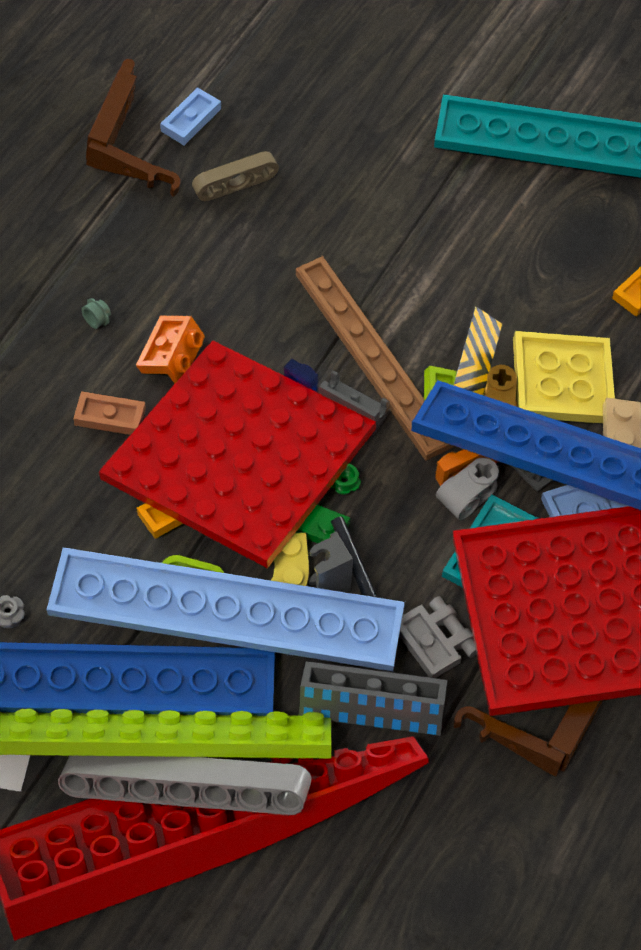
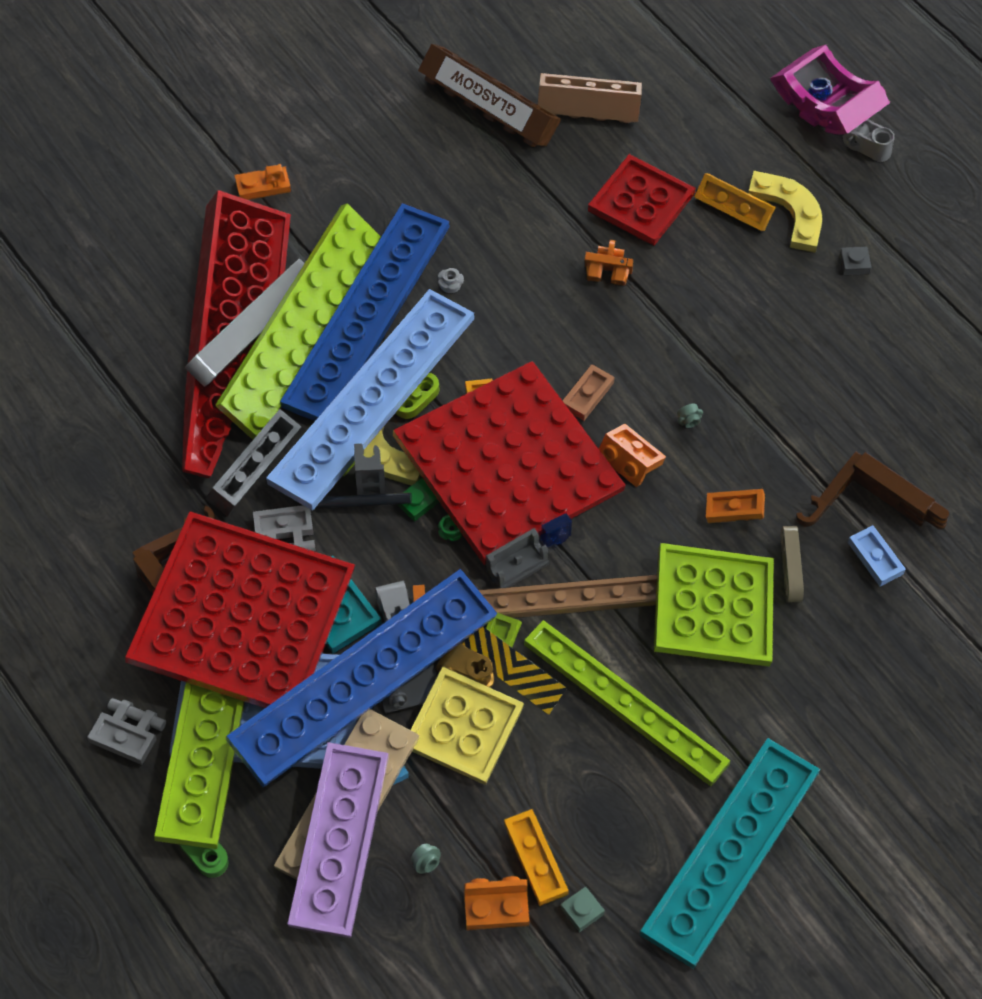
camera: 115 degrees right, 0 degrees up
(194, 235) = (735, 505): none -> orange hinge
(317, 220) = (714, 605): none -> lime plate
(457, 264) = (627, 703): none -> lime plate

